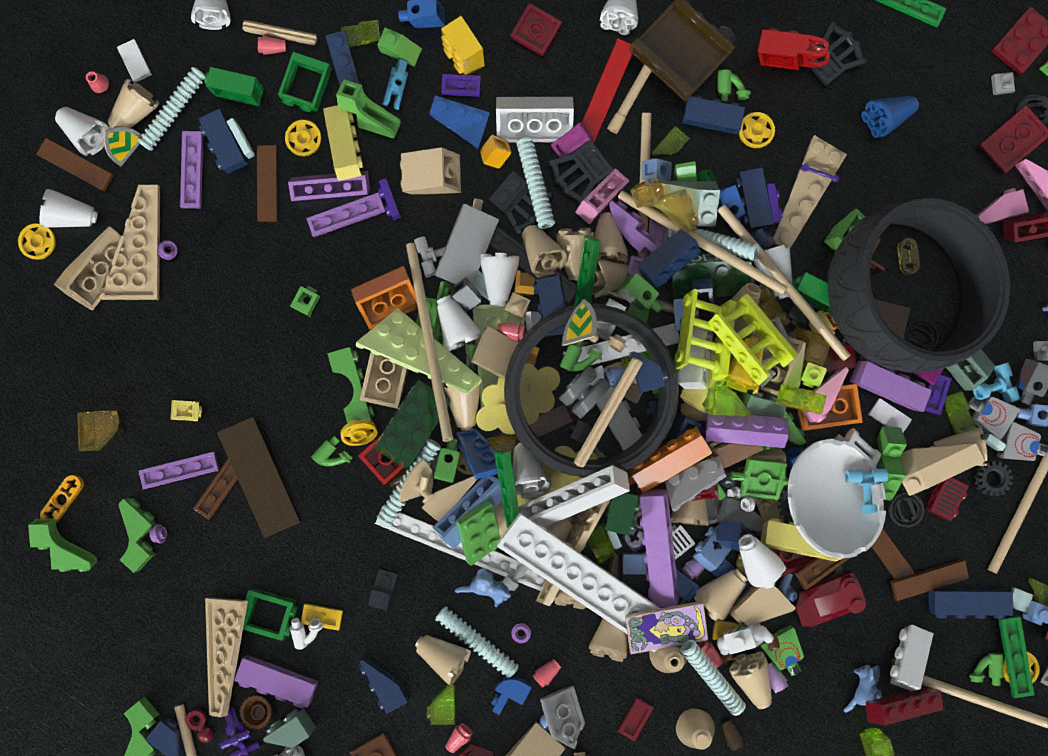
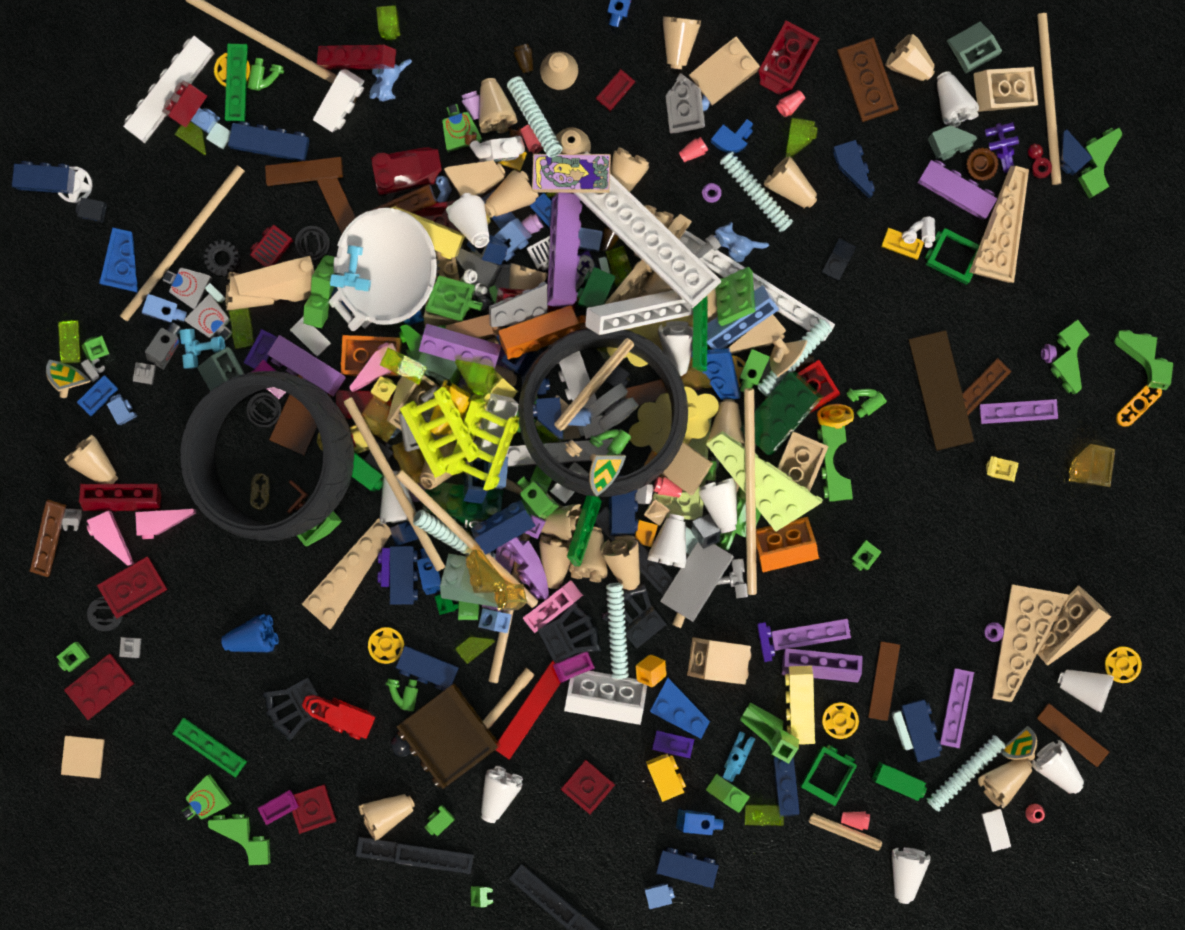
camera: 170 degrees left, 0 degrees up
(805, 167) = (346, 597): dark purple hinge -> none

